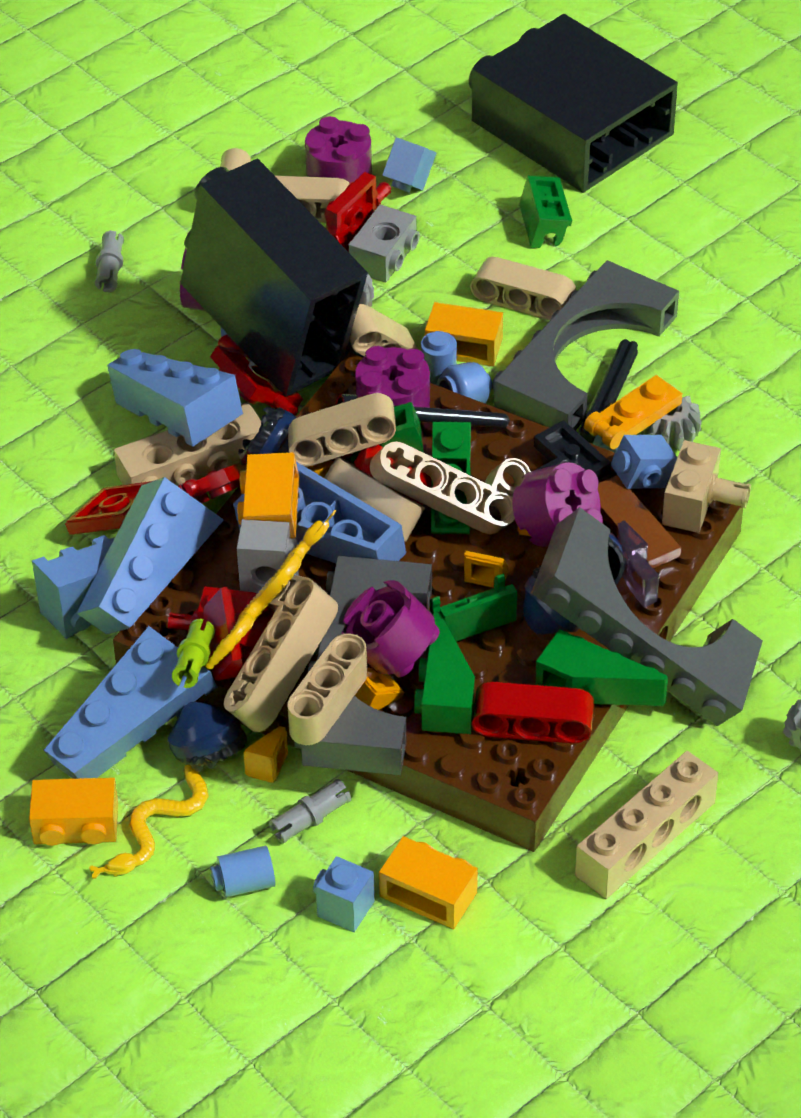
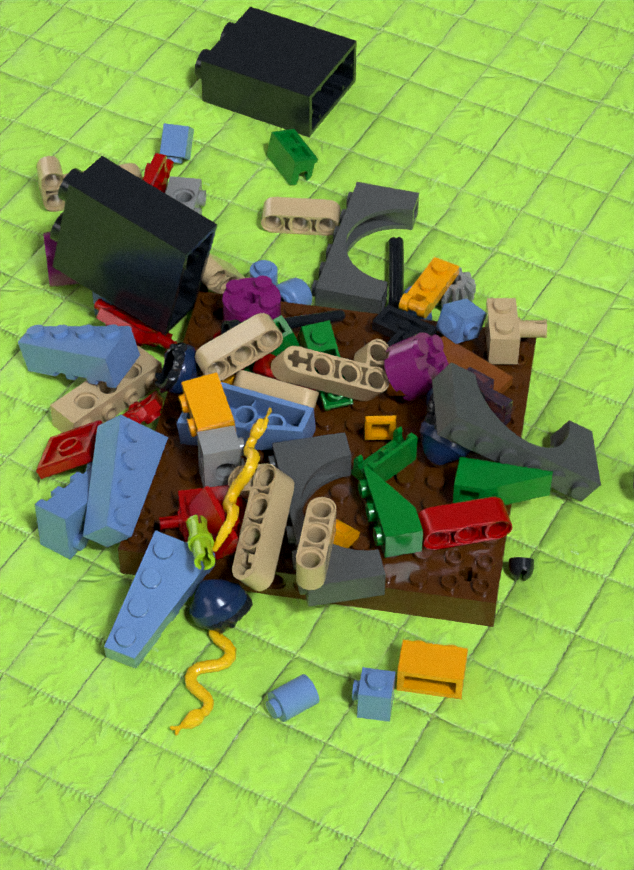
camera: 20 degrees left, 0 degrees up
(74, 811) = (141, 688): light orange brick -> none
(267, 755) = (268, 608): light orange slope -> none
(310, 811) = (319, 640): light grey pin -> none
(338, 150) = (120, 141): magenta brick -> none
(393, 627) = (340, 480): magenta brick -> none
(475, 331) = (283, 252): light orange brick -> none
(600, 786) = (522, 566): none -> black hinge
(646, 824) = (569, 585): tan brick -> none

